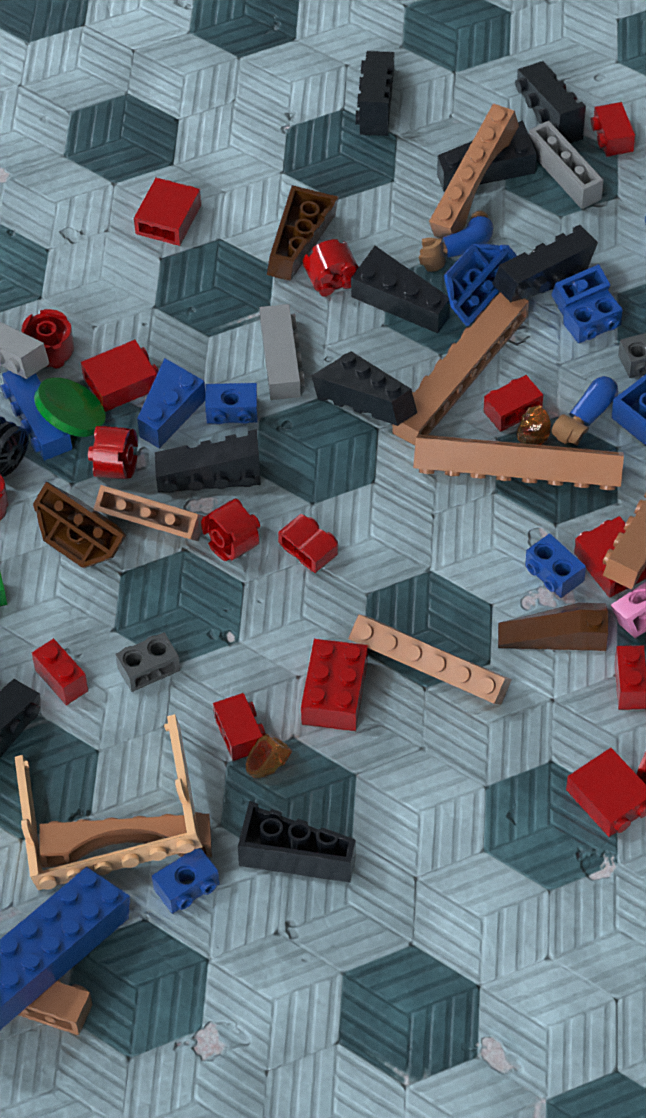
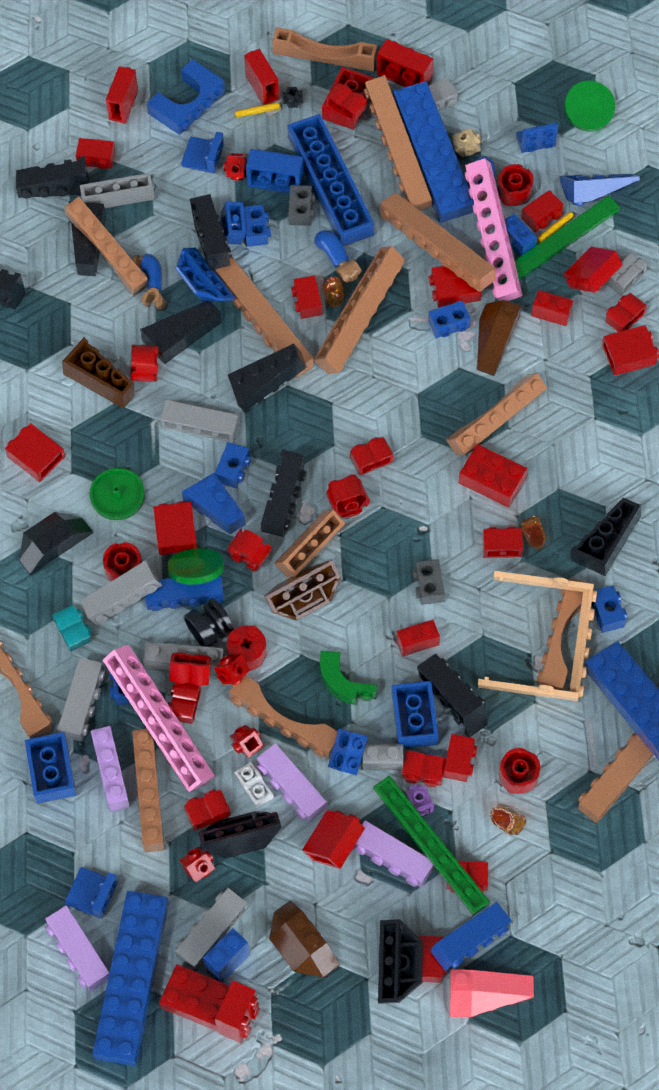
camera: 70 degrees left, 10 degrees up
(61, 267) = (51, 539): none -> black wedge
(148, 308) = (117, 494): none -> green piece

